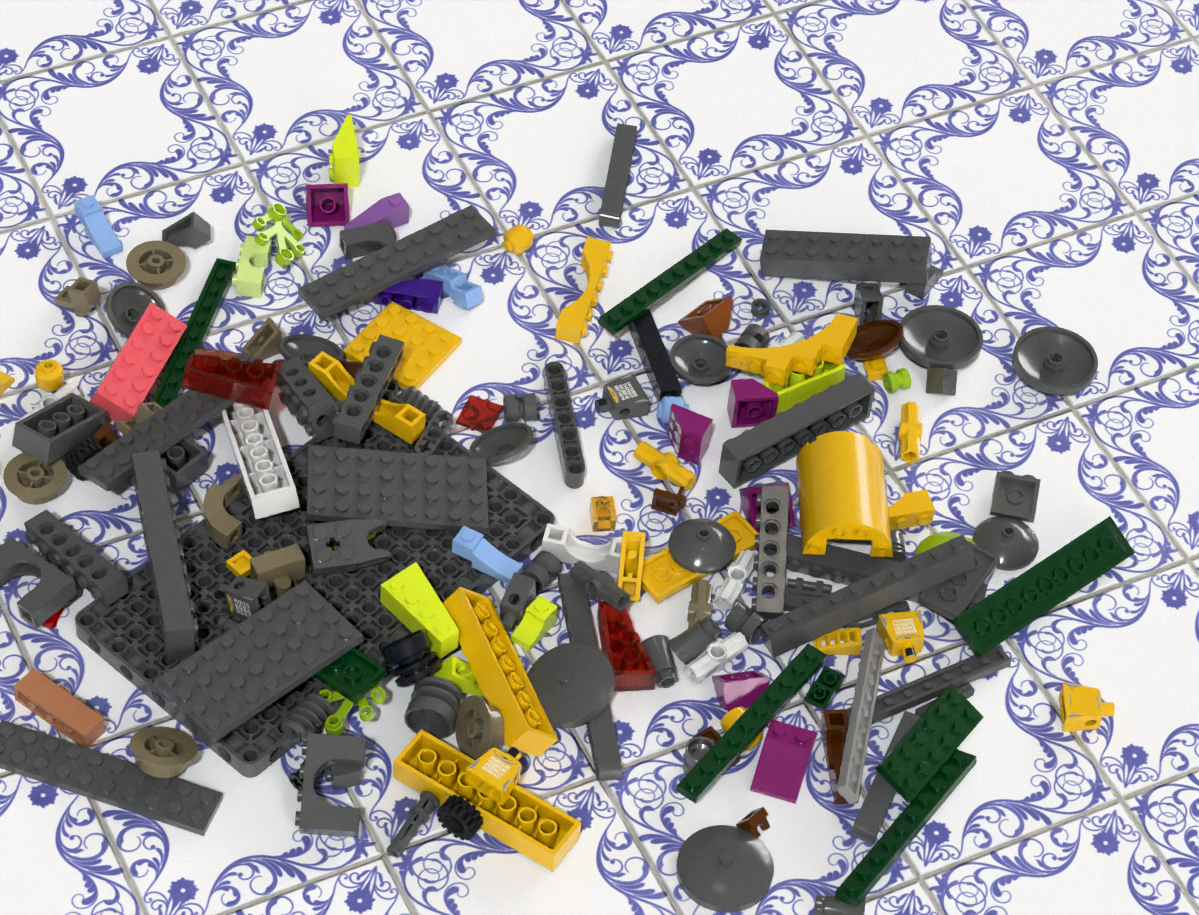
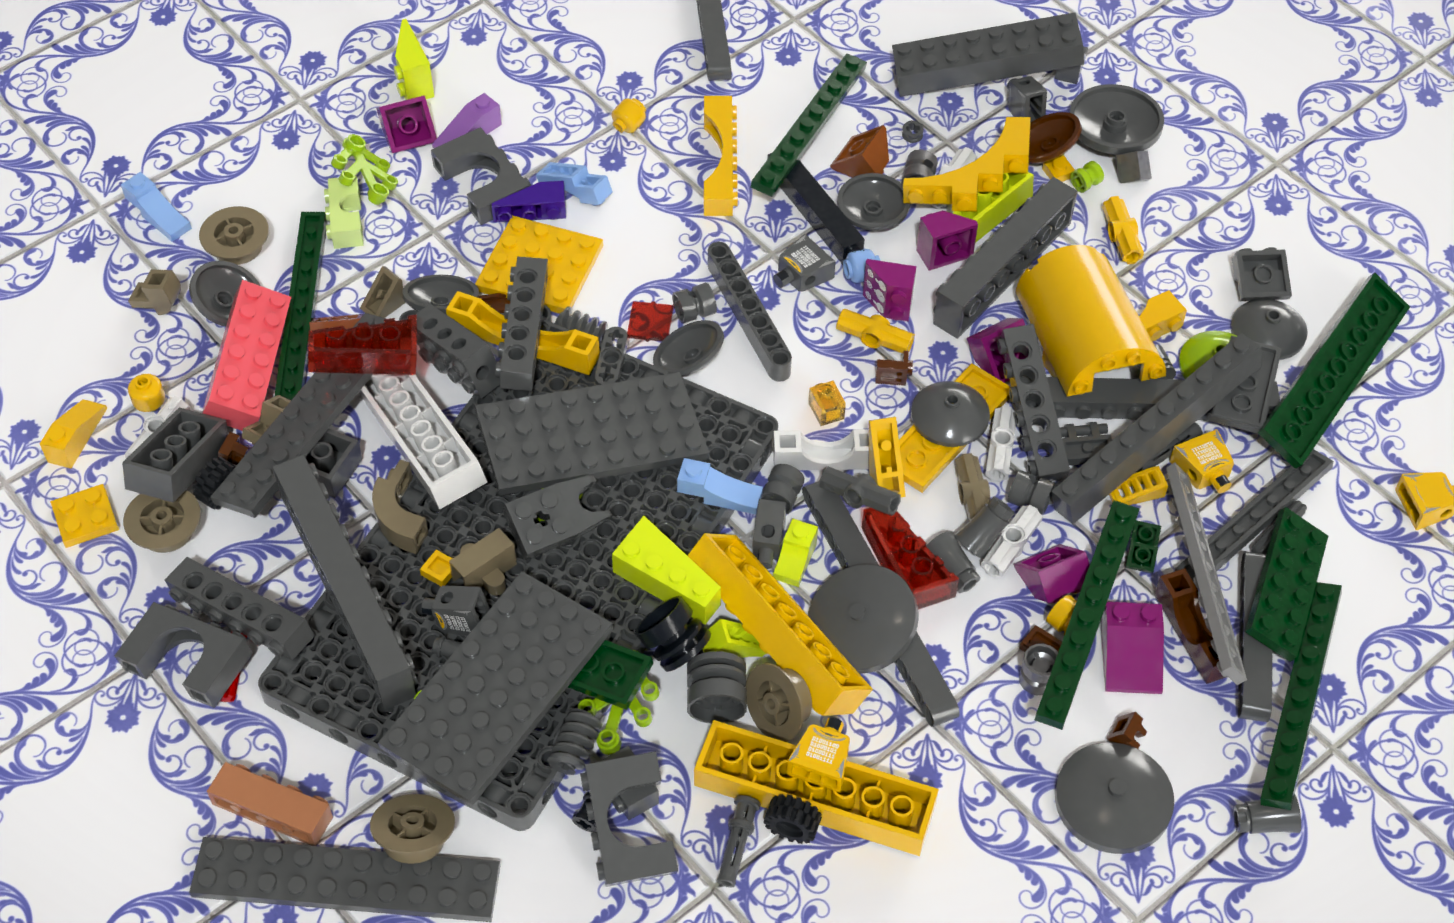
camera: 10 degrees left, 5 degrees up
(188, 231) = (261, 188): dark grey arch -> none
(396, 262) = (504, 172): dark grey plate -> none
(1055, 360) = (1244, 116): dark grey dish -> none

